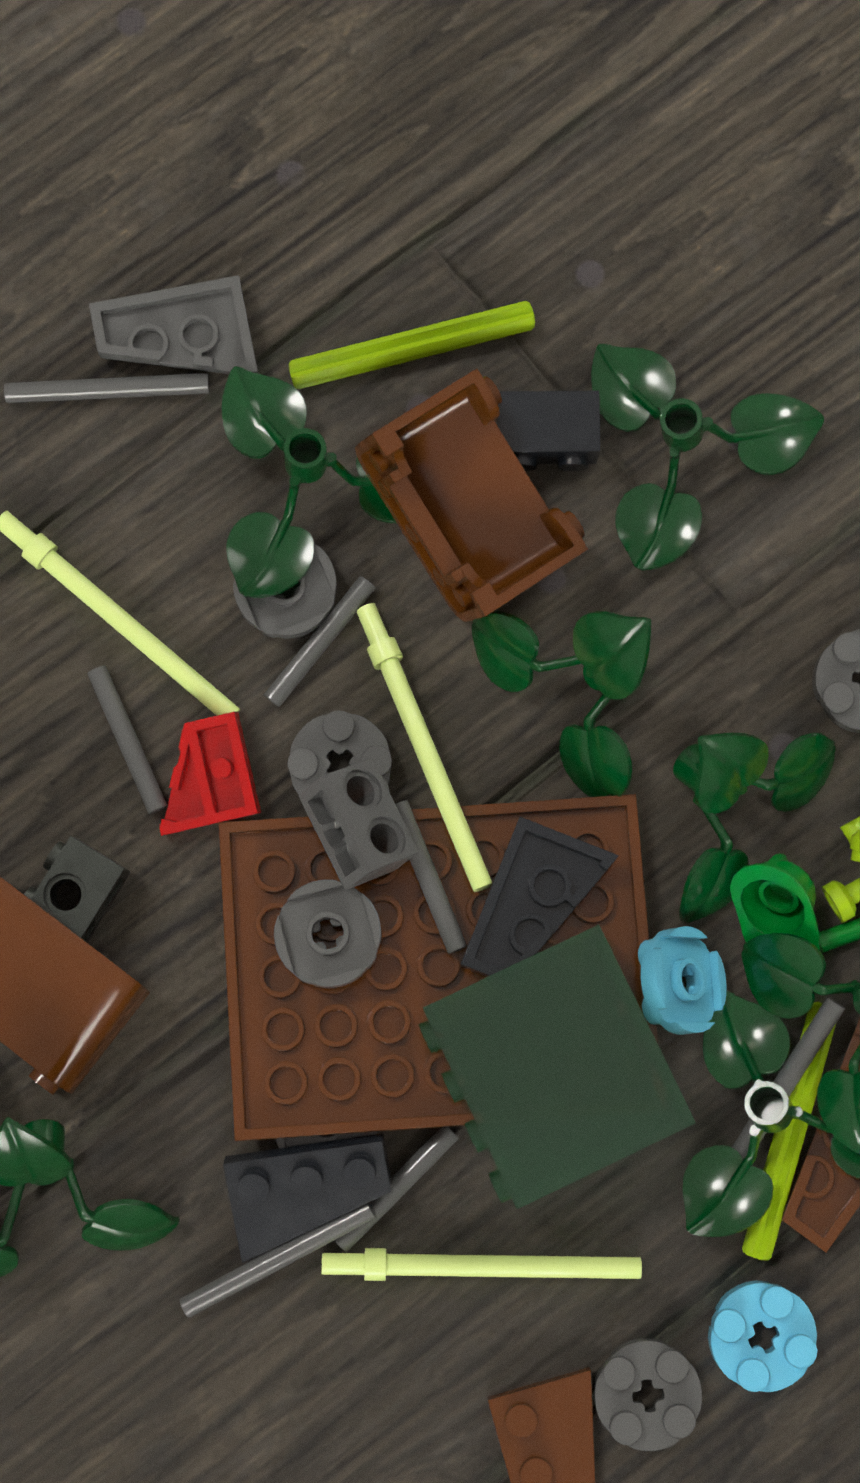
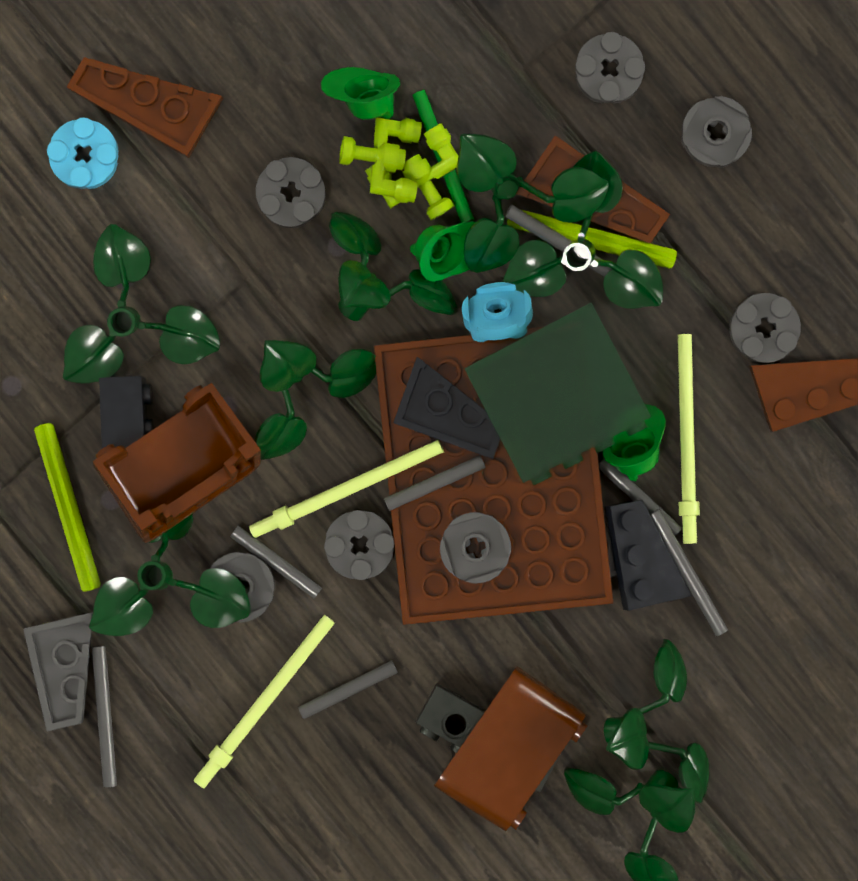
camera: 90 degrees left, 5 degrees up
(211, 776) = (371, 631): red wing -> none
(355, 826) = (404, 534): dark grey brick -> none
(464, 1191) = (640, 451): none -> green piece
(733, 1326) = (734, 236): medium azure plate -> none

